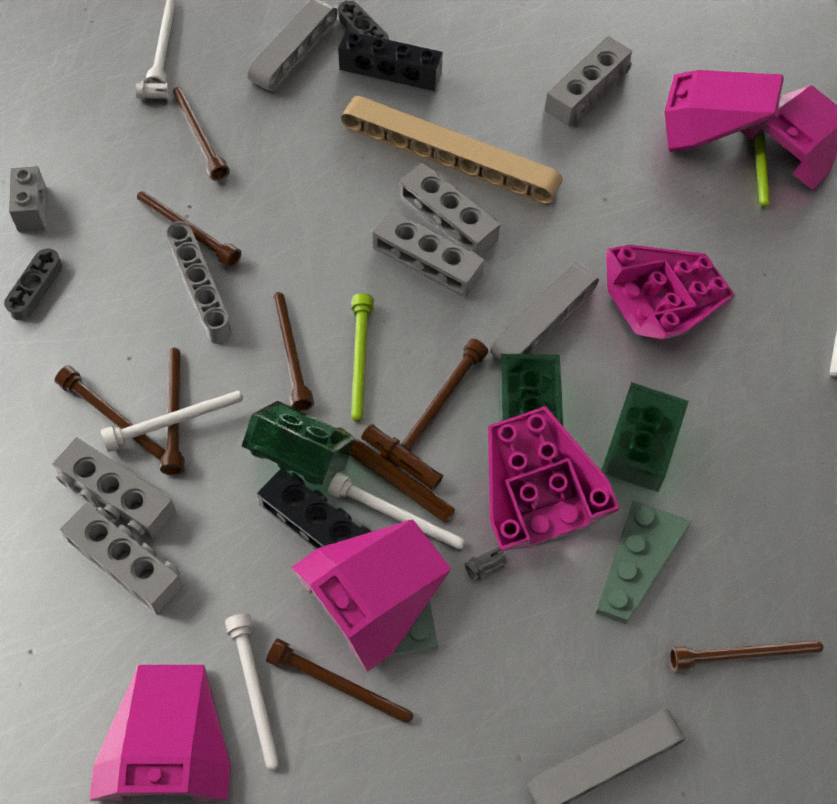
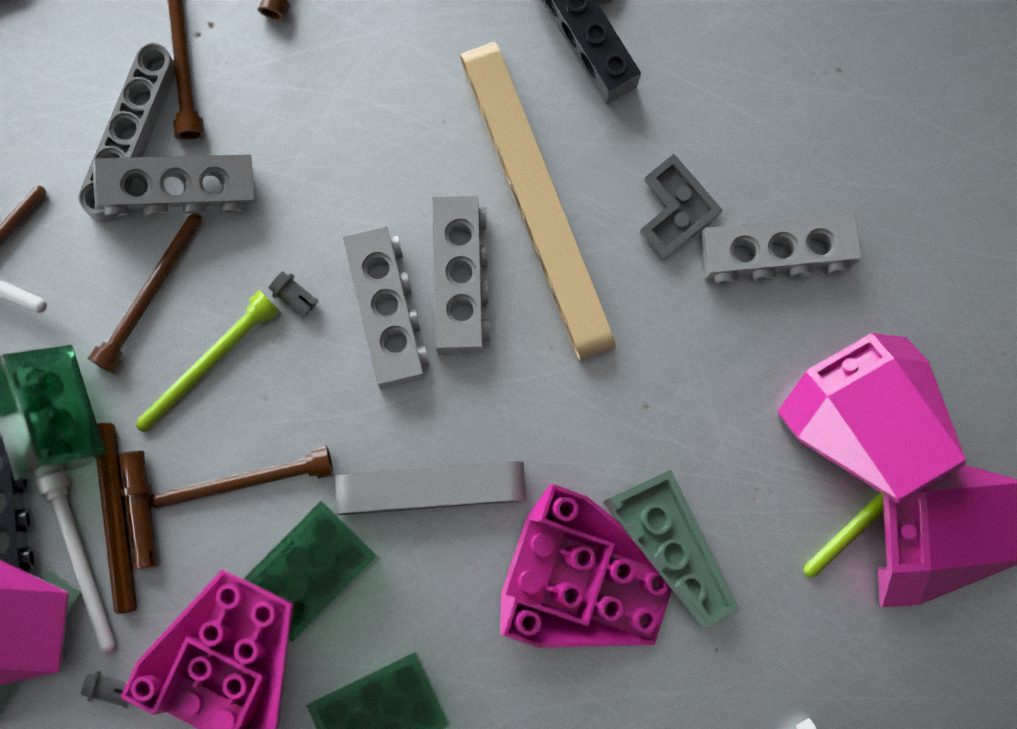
camera: 40 degrees right, 20 degrees up
(252, 277) = (231, 170): none -> light grey brick
(372, 286) = (292, 294): none -> dark grey pin
(525, 97) = (687, 206): none -> dark grey plate
(687, 237) = (670, 538): none -> sand green wing

